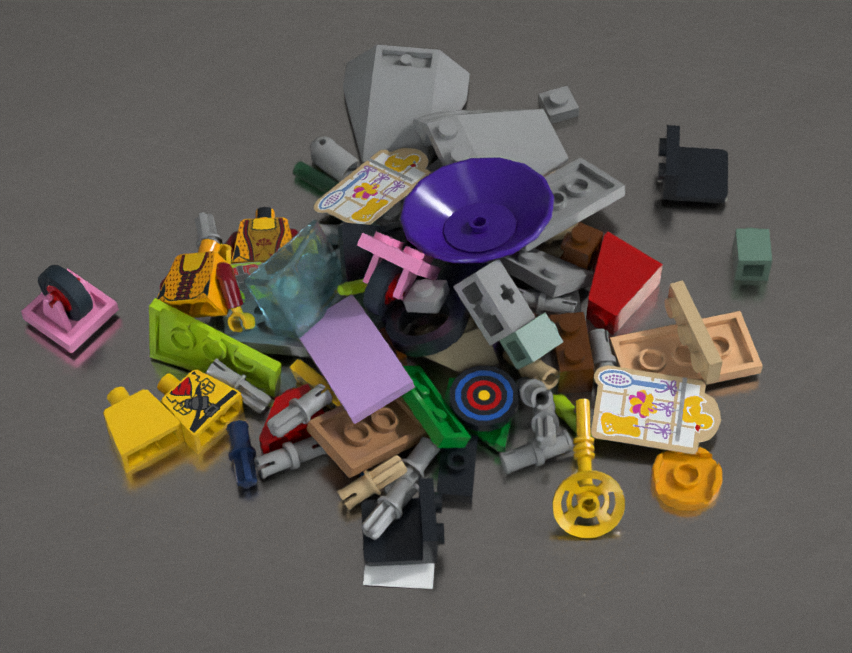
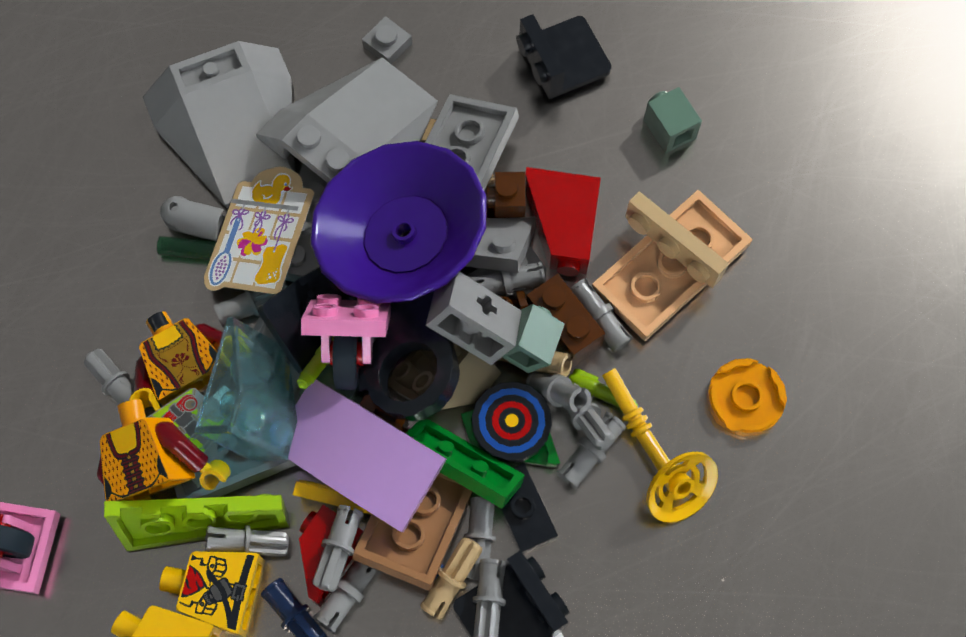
camera: 30 degrees left, 15 degrees up
(426, 296) = (399, 345): light grey plate -> none
(653, 410) = (678, 343): sticker -> none

